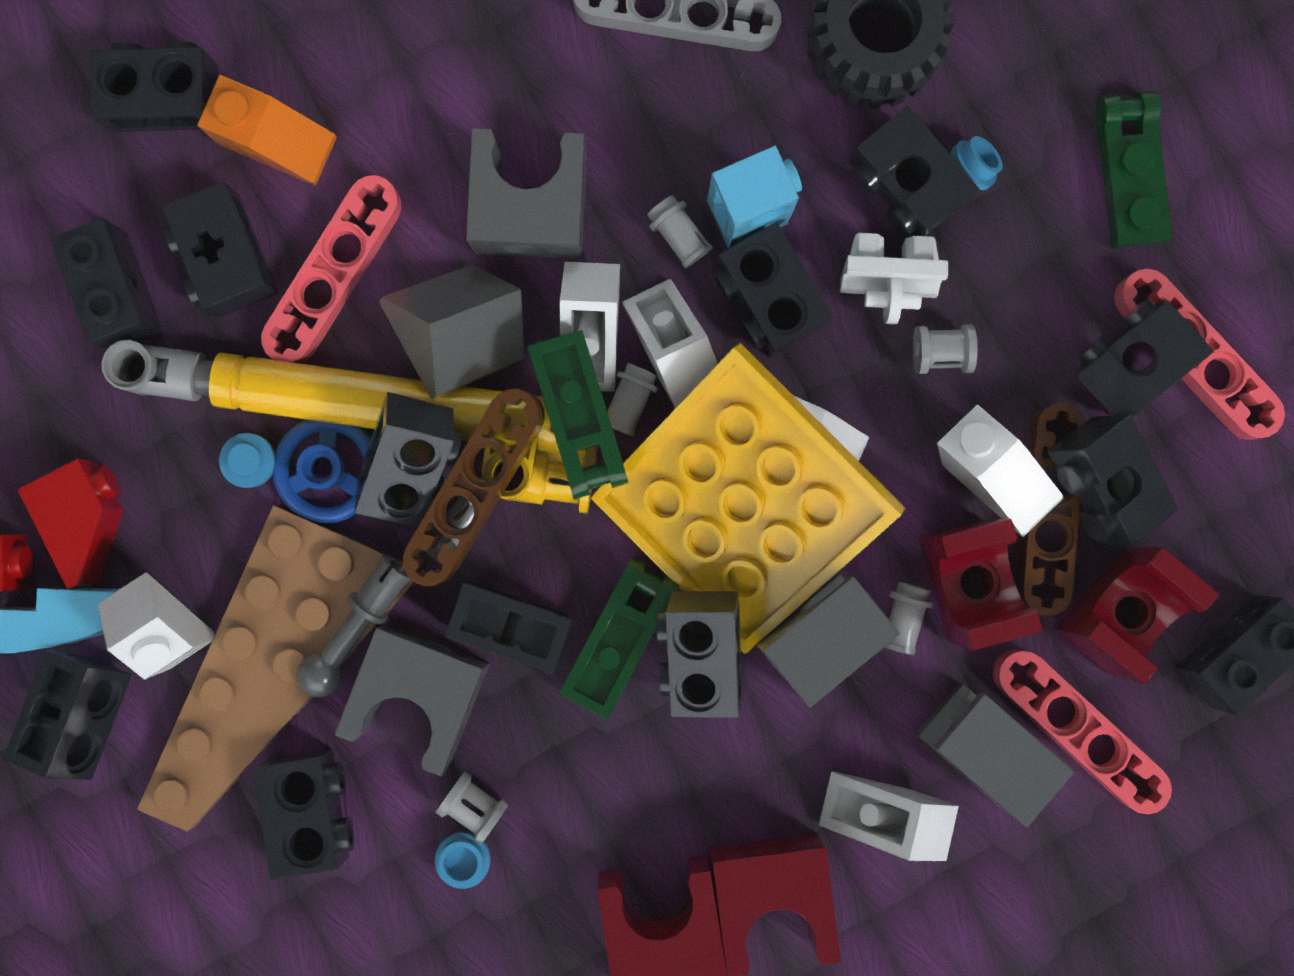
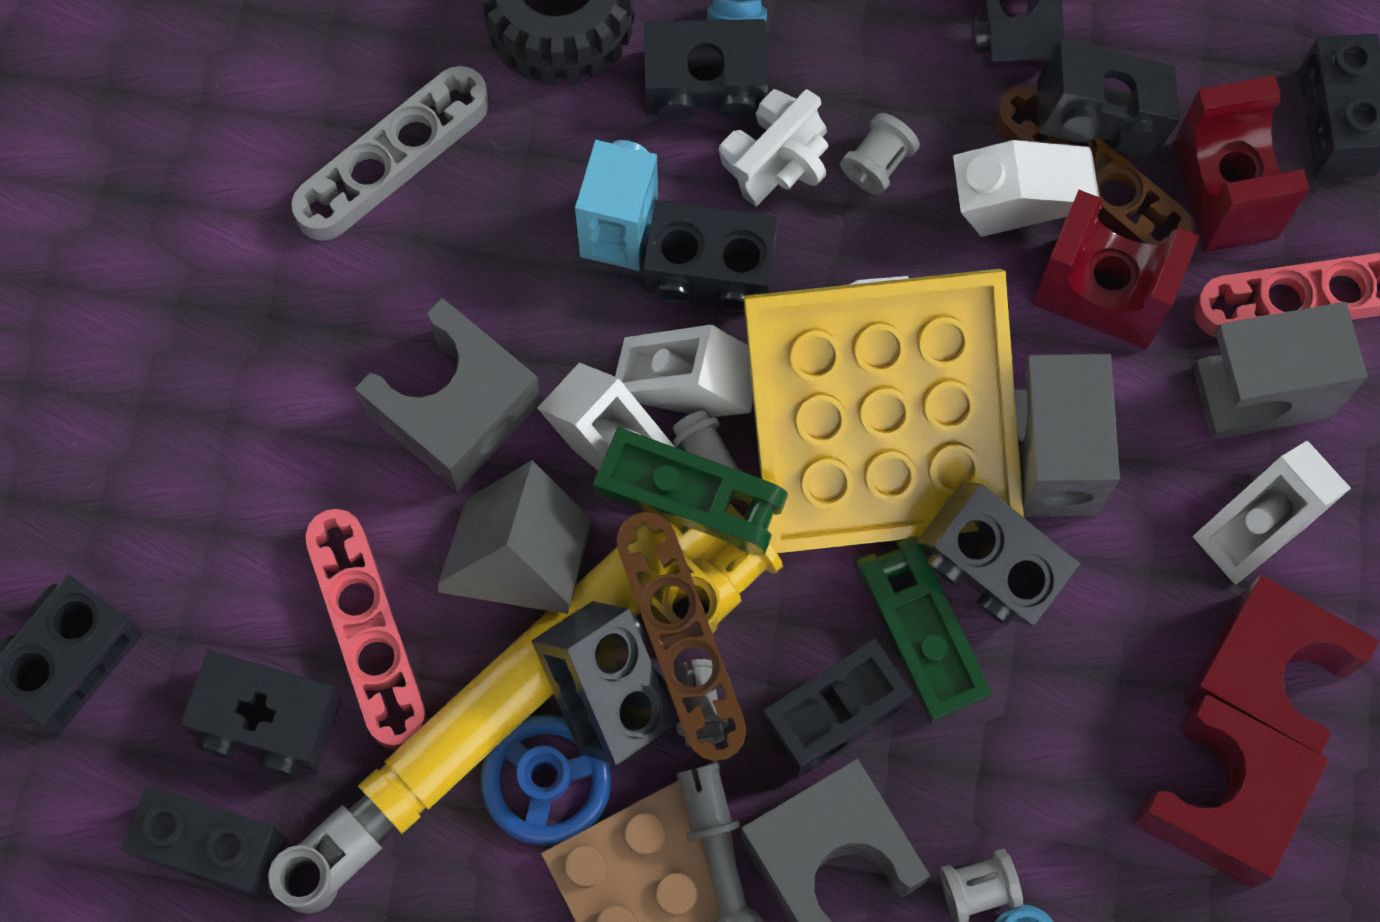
camera: 50 degrees left, 15 degrees down
(247, 460) = (477, 846): dark azure plate -> none
(266, 130) = (189, 583): orange slope -> none
(679, 231) = (590, 295): light grey pin -> none
(907, 615) = (1089, 341): light grey pin -> none

